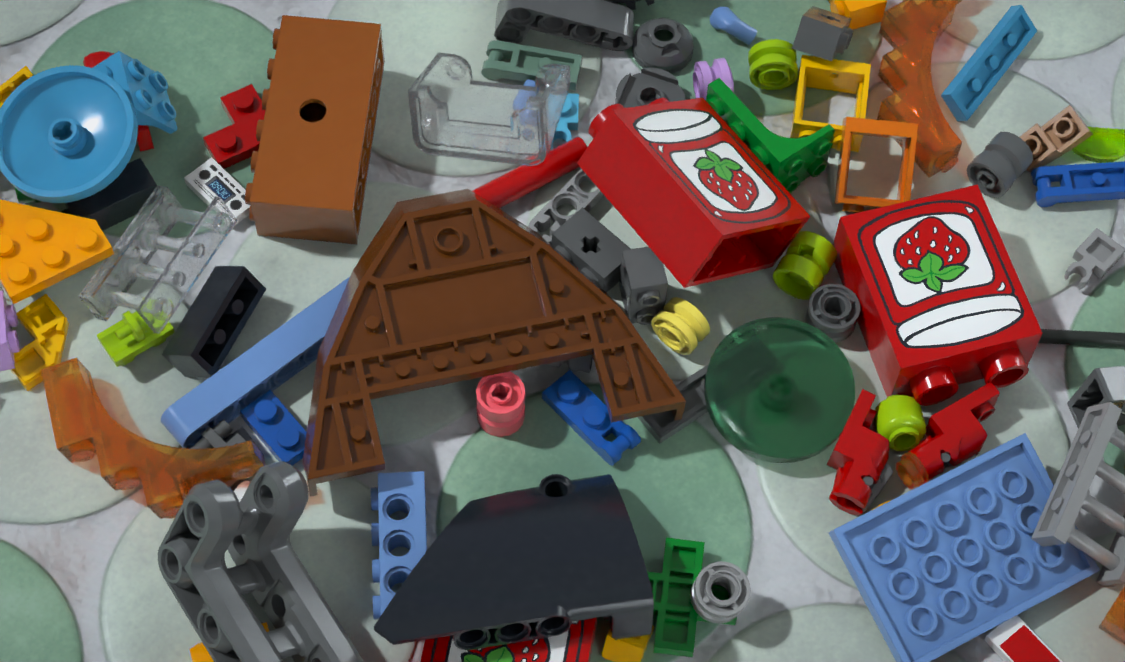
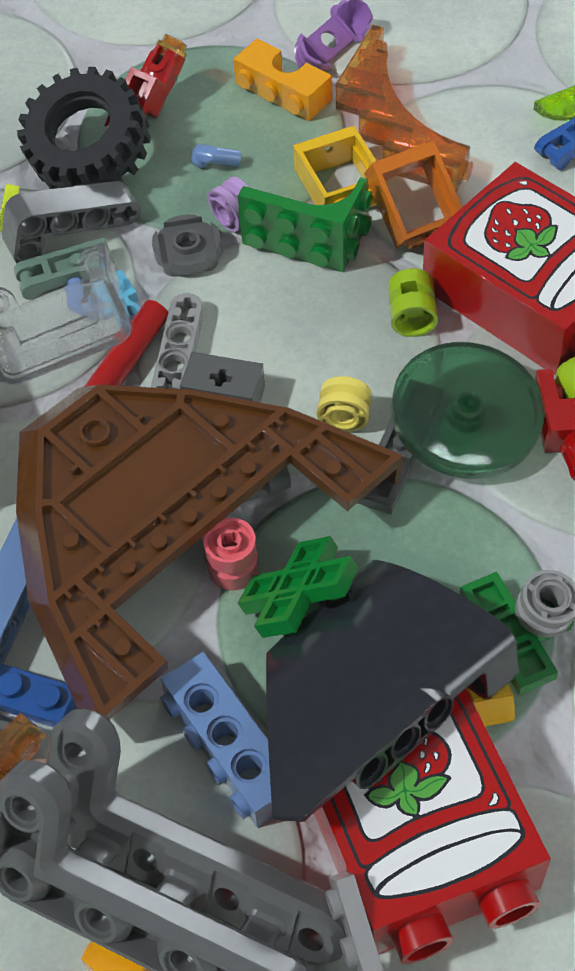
camera: 25 degrees left, 5 degrees down
(543, 461) = (306, 579): none -> green plate
(589, 417) = (306, 521): blue plate -> none
(642, 285) = (290, 379): dark grey brick -> none
(666, 55) = (159, 206): dark grey piece -> none
(691, 189) = (280, 282): red brick -> none
(772, 64) = (272, 166): lime wheel -> none
(823, 33) = (299, 121): dark grey brick -> none
(838, 299) = (462, 323): dark grey wheel -> none
(989, 63) = (442, 85): dark azure plate -> none
(1000, 164) = (508, 143): dark grey wheel -> none
(1055, 137) = (532, 115): medium nougat slope -> none

